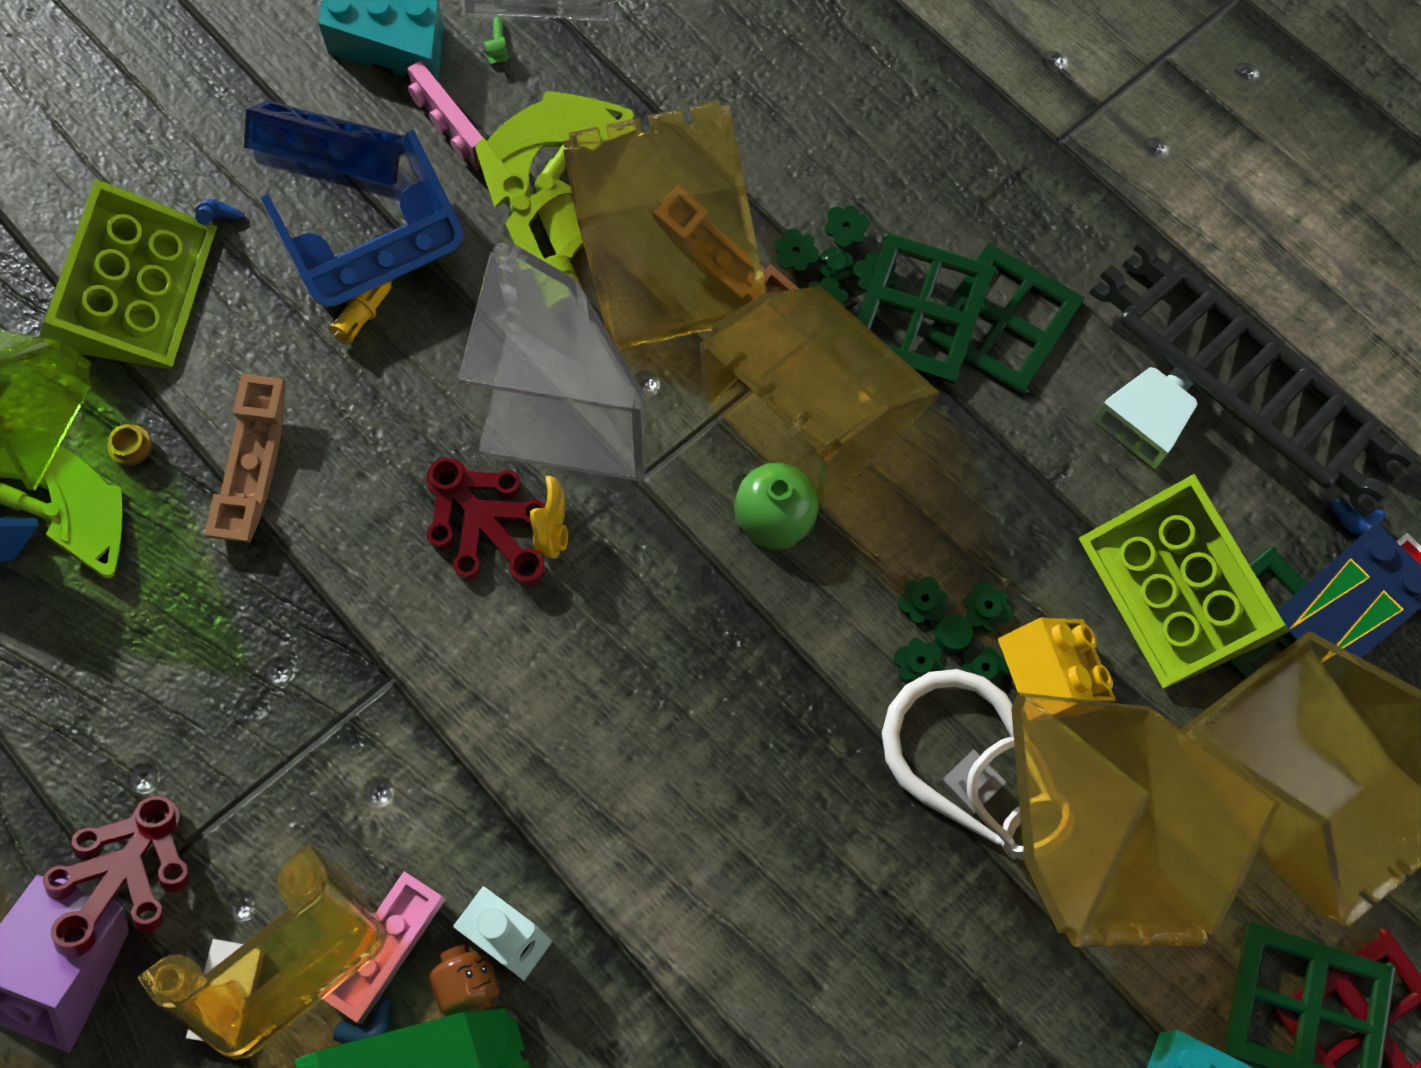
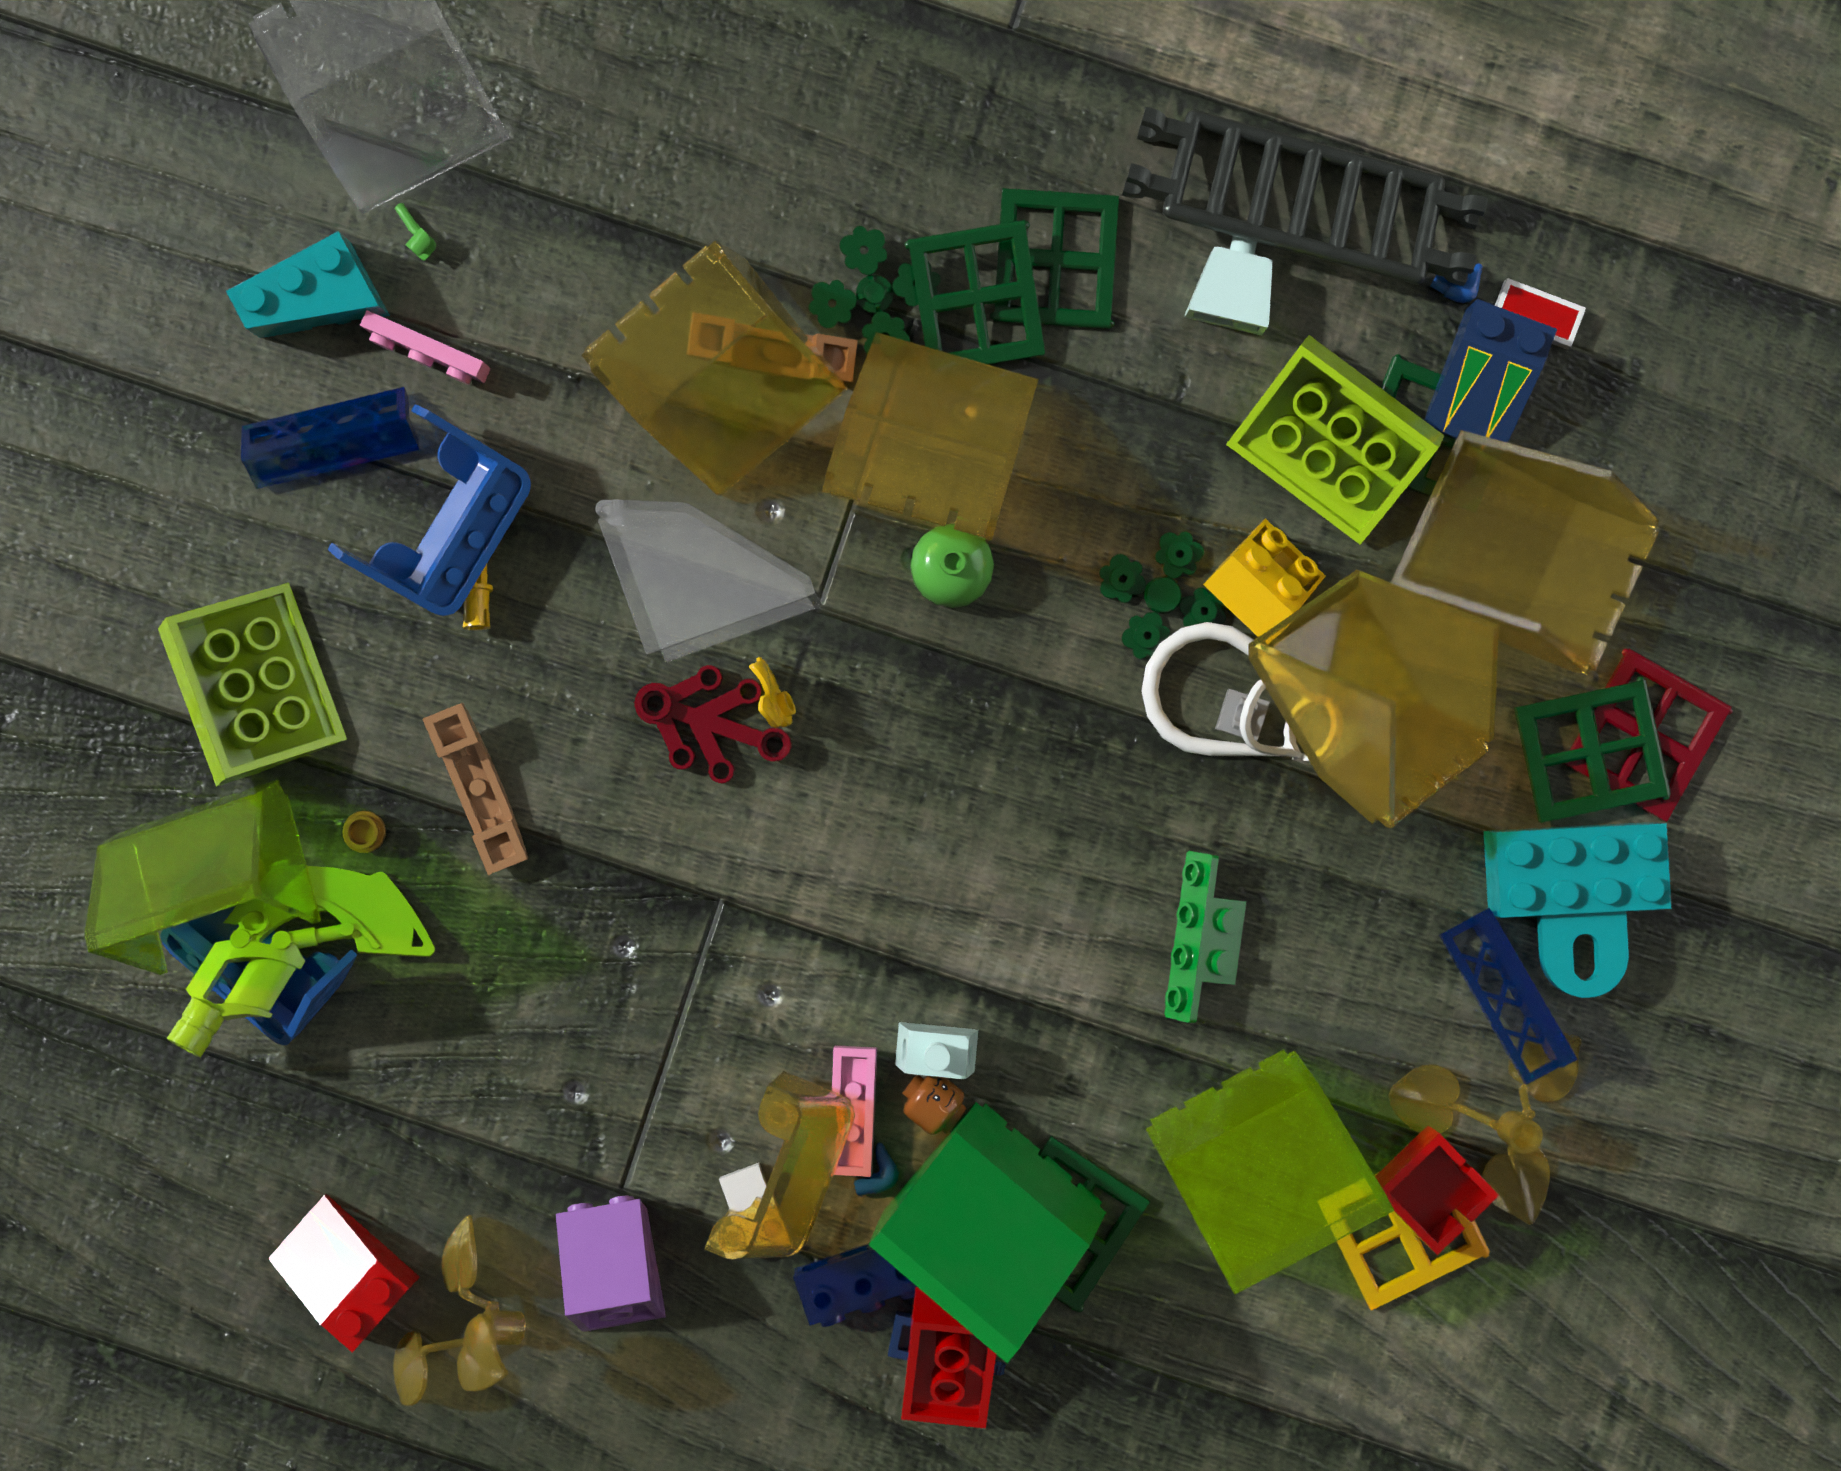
camera: 25 degrees left, 20 degrees up
(117, 869) = (616, 1171): dark red plant -> none
(214, 209) = (273, 570): blue animal -> none
(507, 163) = (534, 293): lime piece -> none
(825, 977) = (1205, 938): none -> green bracket

